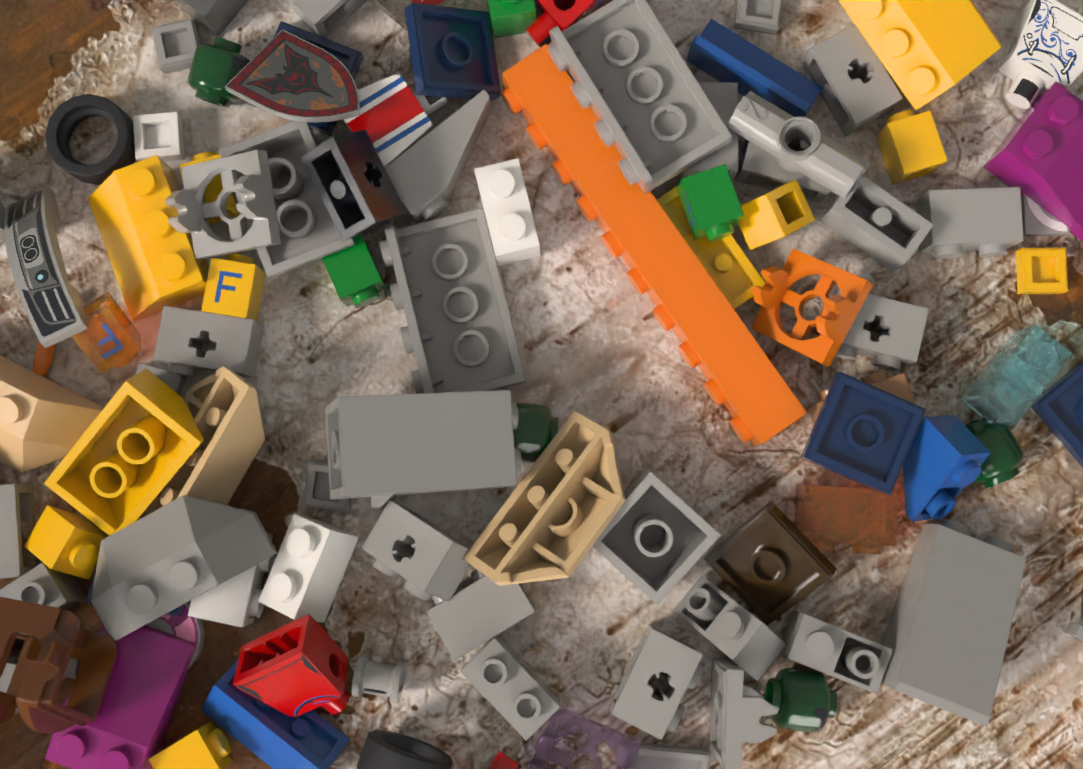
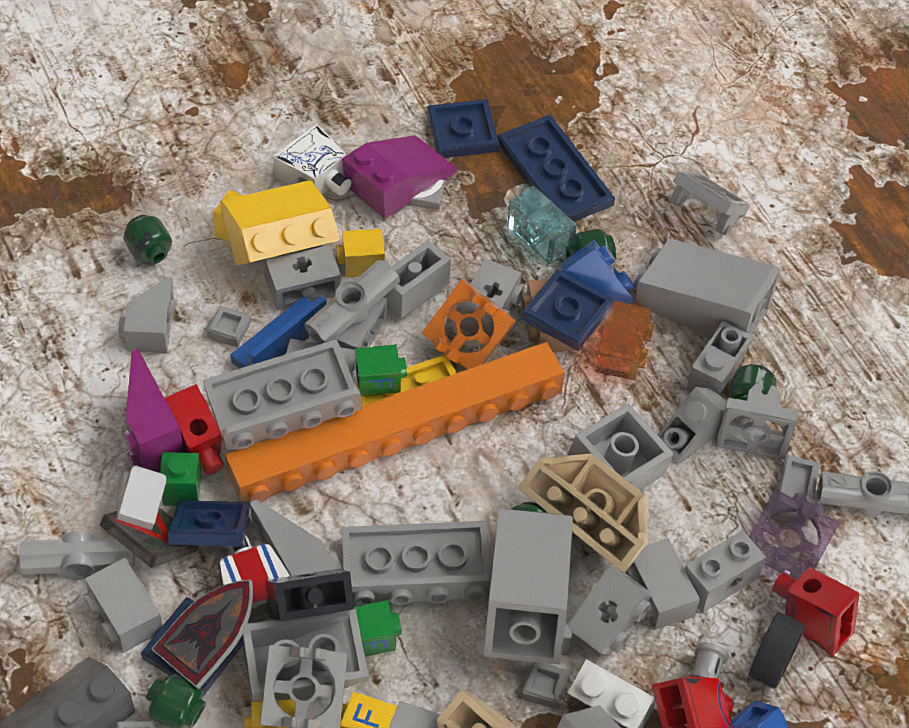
camera: 85 degrees left, 30 degrees down
(507, 212) = (348, 506): white brick -> none
(635, 698) = (729, 477): light grey brick -> none
(770, 563) = (651, 385): dark brown tile -> none
(774, 214) = (397, 329): yellow brick -> none
(971, 221) = (425, 220): light grey brick -> none
(1041, 271) = (467, 201): yellow tile -> none

